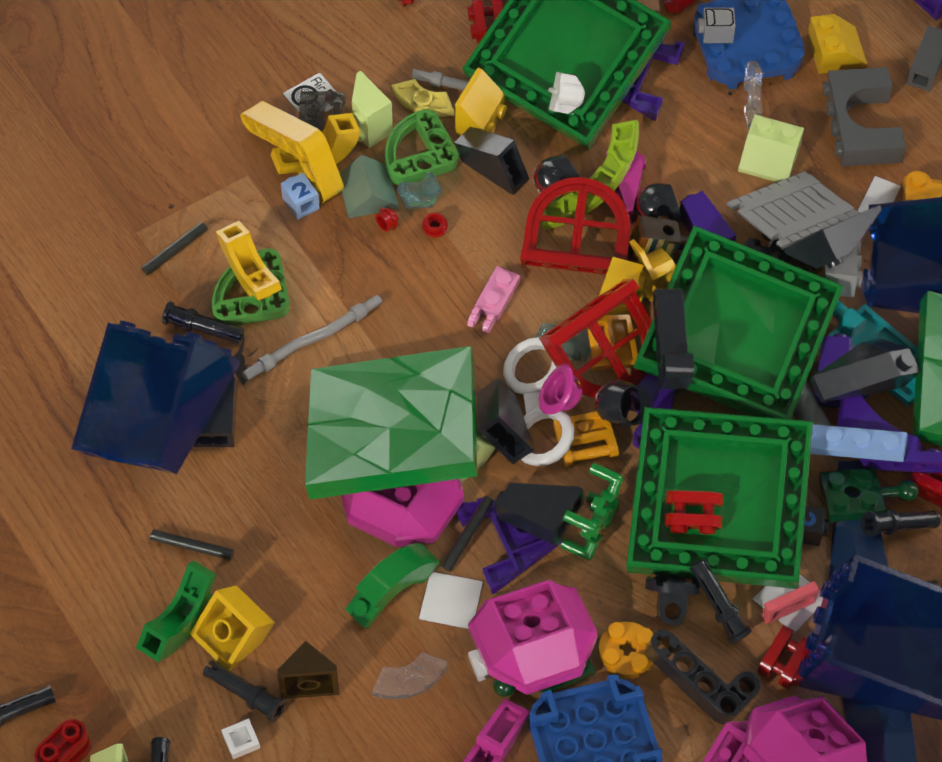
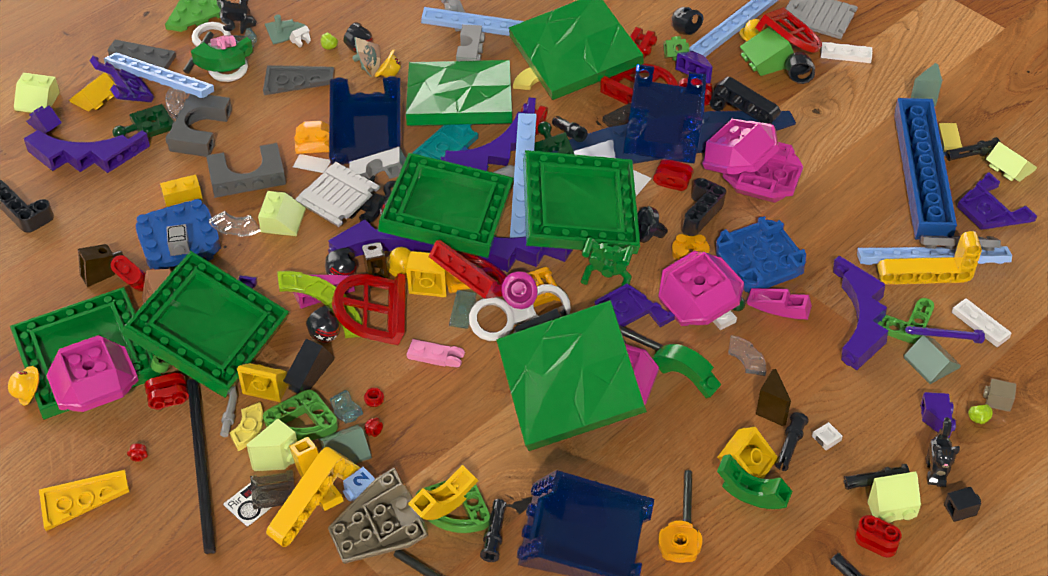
camera: 100 degrees left, 10 degrees down
(130, 533) = (675, 552): none -> light orange plate
(246, 197) = (378, 521): none -> dark tan wedge
(268, 361) = (464, 433): light grey bar -> none
(364, 53) = (201, 467): none -> black axle
(450, 600) = (687, 338): white sticker -> none
(539, 508) = (614, 286): black slope -> none
(566, 93) = (255, 316): white piece -> none
(614, 402) = (519, 259): black helmet -> none
(655, 263) = (400, 251): yellow panel -> none
(673, 360) = (478, 224): black beam -> none
(681, 522) = (596, 210): red brick -> none
(725, 611) = (655, 199): black pin -> none
(790, 602) = (641, 178): coral tile -> none
(834, 242) = (369, 160): wedge -> none
(866, 370) = (470, 135): black wedge -> none

